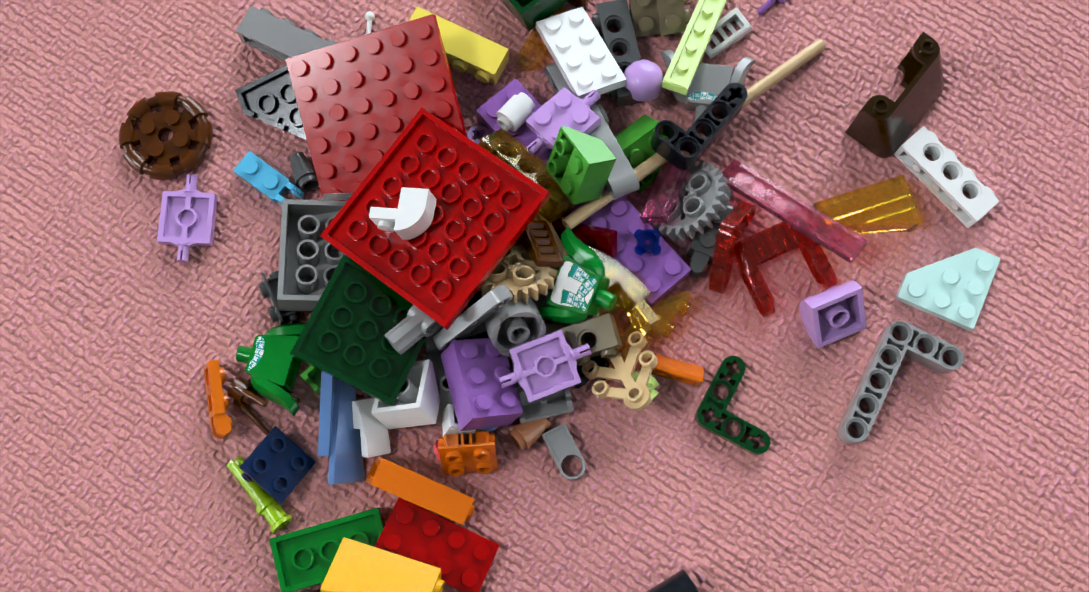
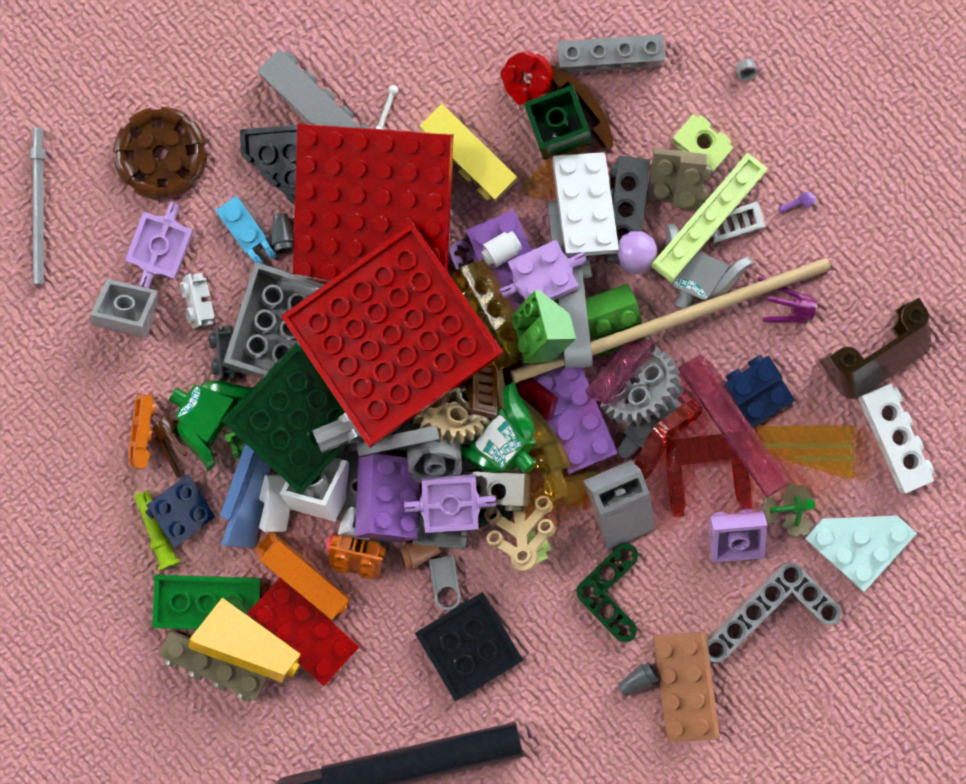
camera: 15 degrees right, 10 degrees up
(48, 174) = (38, 154): none -> light grey bar
(168, 286) = (125, 308): none -> light grey brick
(240, 268) = (193, 291): none -> white hinge
(413, 213) = (372, 330): white brick -> none
(609, 508) = (468, 646): none -> black plate
(647, 234) = (577, 419): clear blue plate -> none
(678, 370) = (575, 539): orange slope -> none
(706, 123) = (678, 319): black beam -> none
(712, 316) = (620, 504): none -> light grey slope
(789, 486) = (639, 679): none -> dark grey cone
(801, 171) = (758, 390): none -> dark blue plate
(811, 87) = (802, 306): none -> magenta plant
(840, 477) = (686, 686): none -> nougat plate
(876, 263) = (795, 500): none -> dark tan plant

